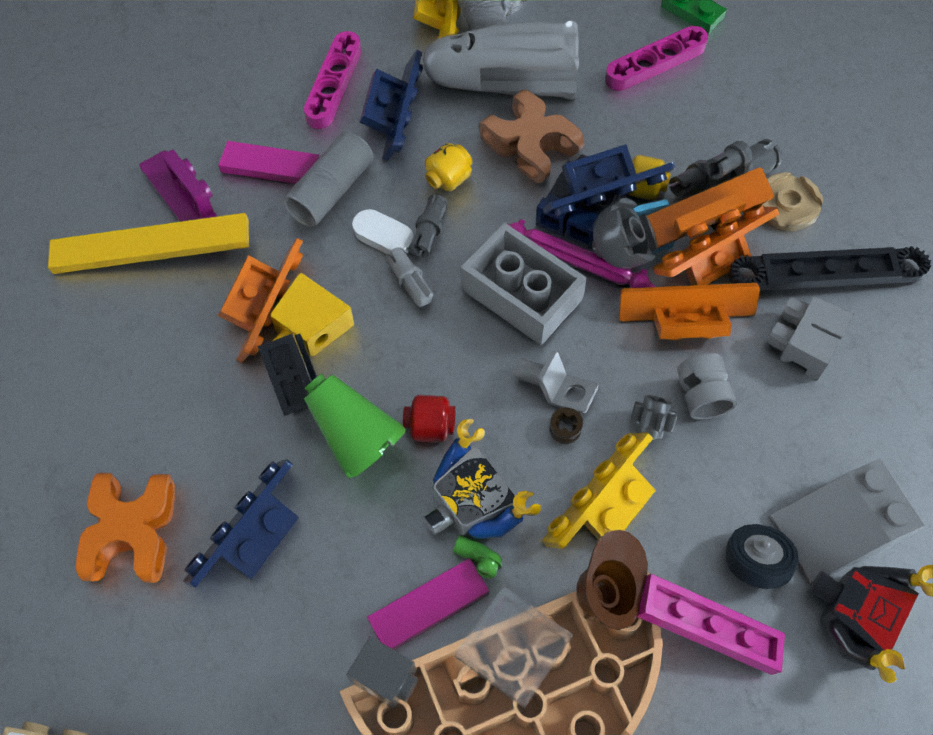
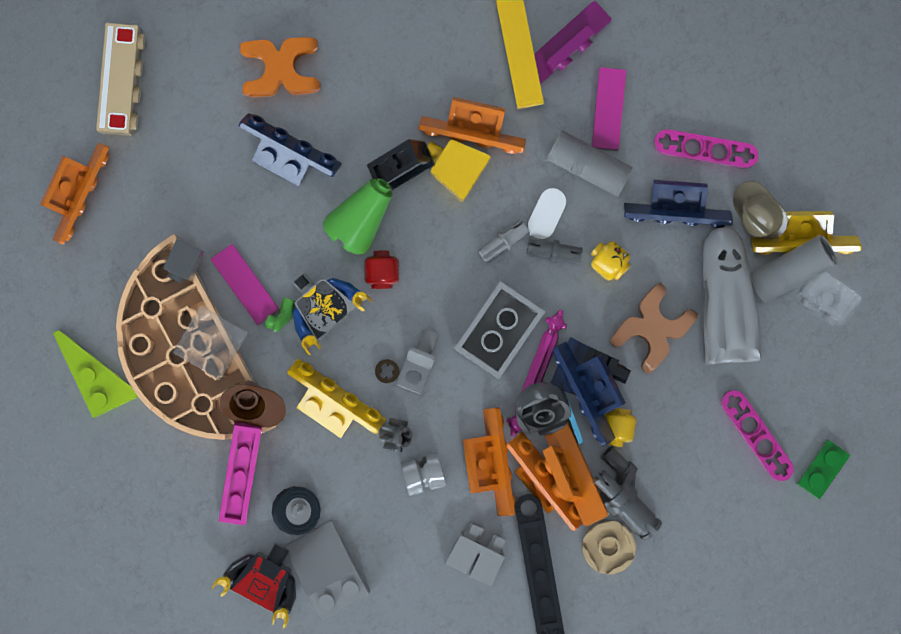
camera: 85 degrees right, 25 degrees up
(406, 31) = (759, 211): none -> dark tan piece

